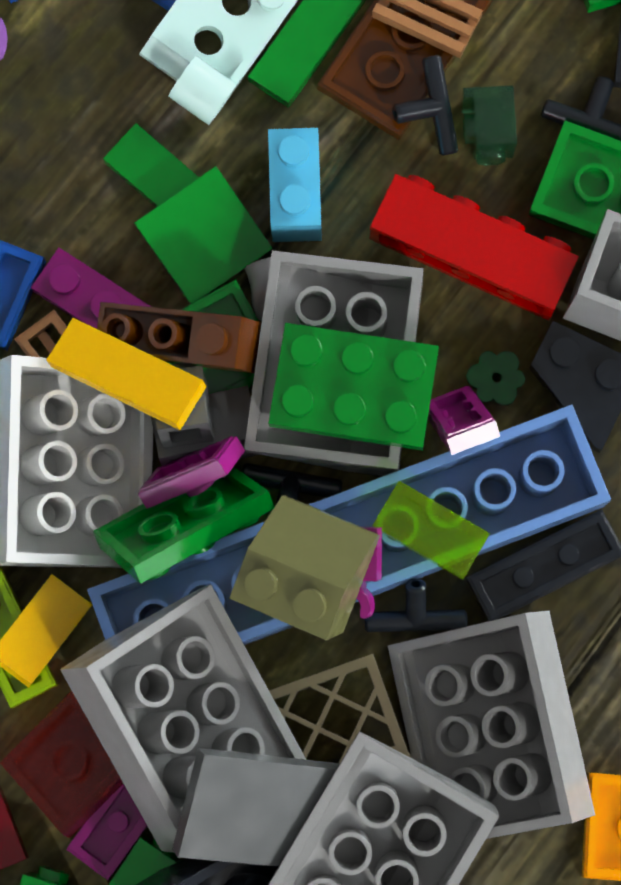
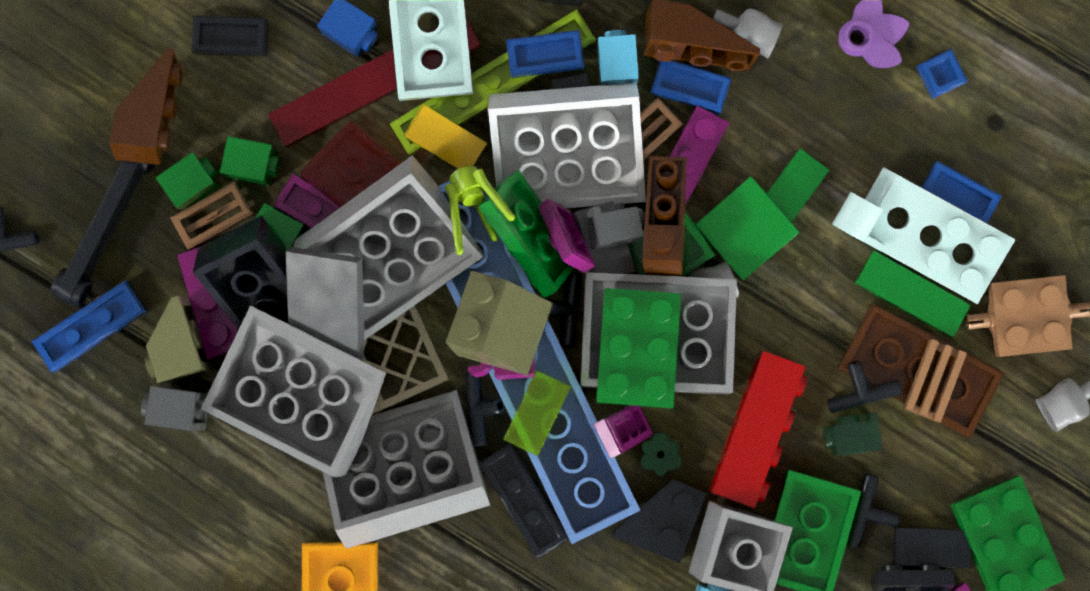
camera: 75 degrees right, 5 degrees up
(113, 595) = (468, 187): none -> lime plant
(126, 373) = (632, 181): yellow tile -> none
(294, 184) = (792, 292): medium azure brick -> none

